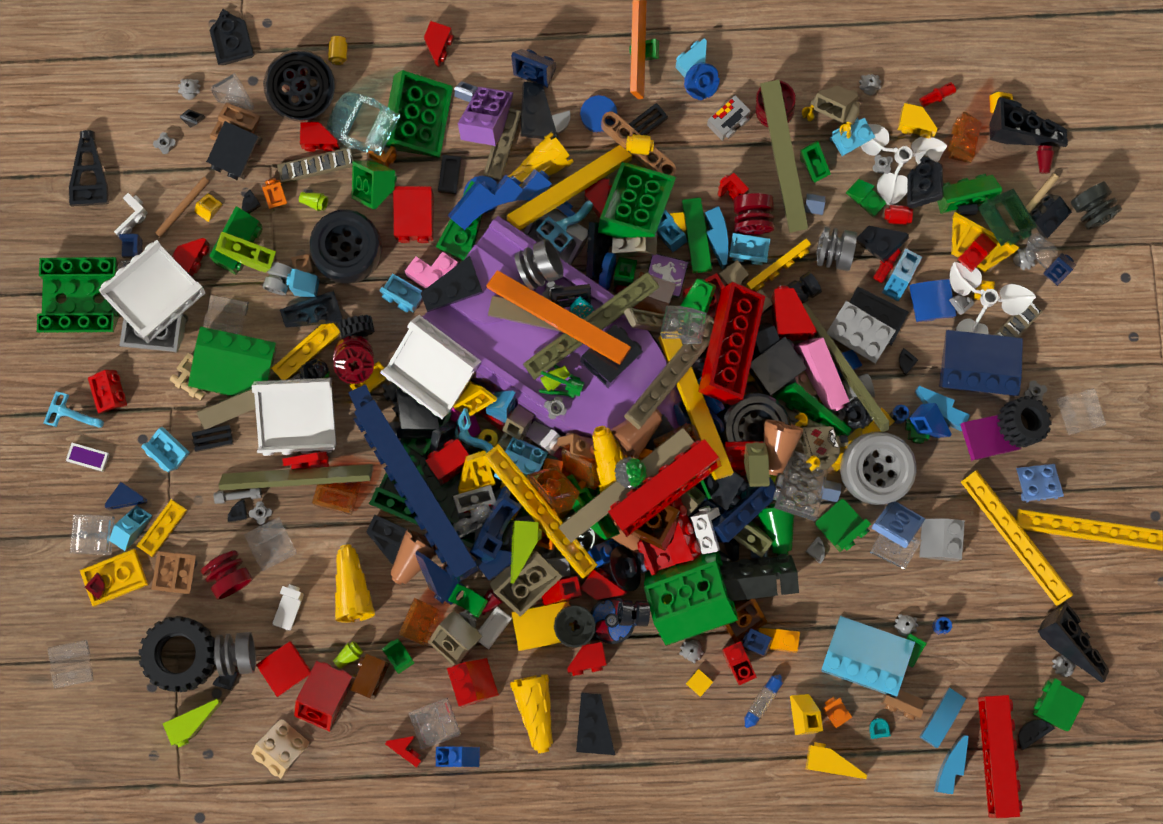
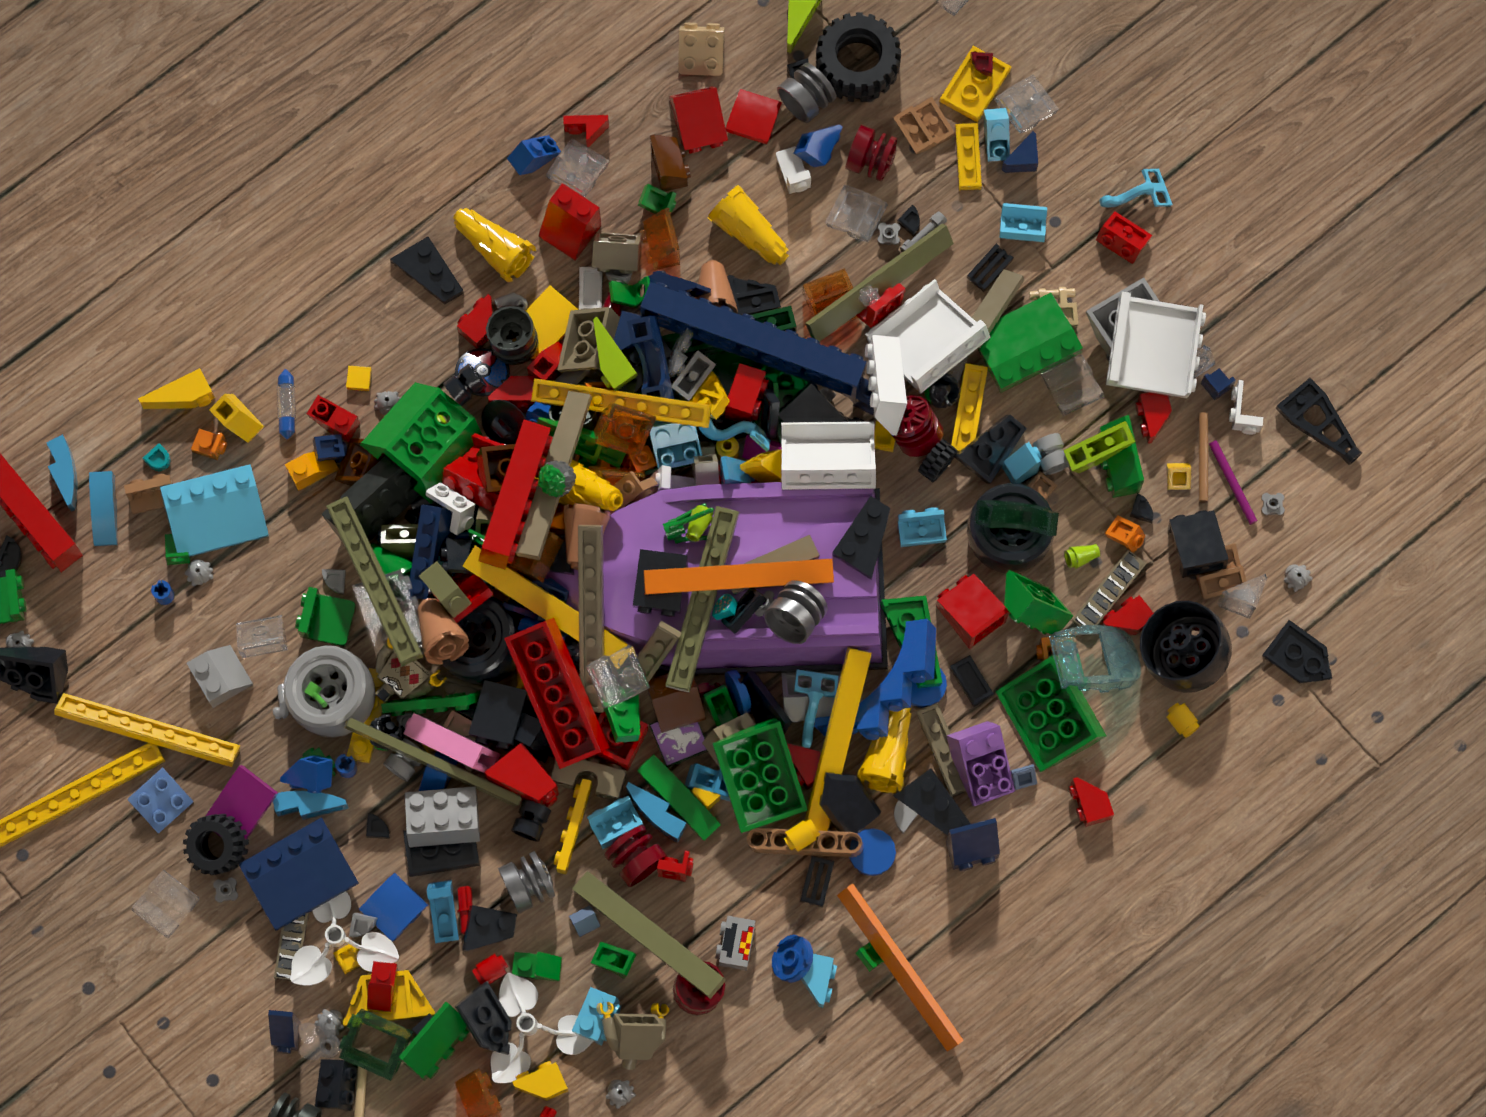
camera: 140 degrees right, 5 degrees down
(80, 282) = (1213, 284): green slope -> none
(87, 457) = (1090, 167): dark purple tile -> none
(177, 177) = (1233, 483): none -> magenta bar
(191, 117) = (1268, 548): black slope -> none
(256, 612) = (817, 145): none -> blue slope
(311, 468) = (868, 295): none -> clear plate
(335, 241) = (1016, 515): none -> clear green arch
(348, 654) = (704, 171): lime cone -> none
(349, 392) = (886, 381): none -> white slope
(425, 274) = (906, 562): bright pink brick -> none
(549, 405) = (674, 491): light grey plate -> none
(551, 658) = (511, 300): none -> light grey arm
(591, 150) = (847, 803): none -> black tile
(799, 509) = (374, 581): none -> olive tile
(831, 491) = (362, 645): sand blue slope -> none
(882, 168) = (538, 1009): light grey plate -> none
(890, 473) = (313, 690): none -> bright green hand
(898, 523) = (270, 649): medium blue tile -> none
(917, 485) = (282, 710): none -> light grey arm

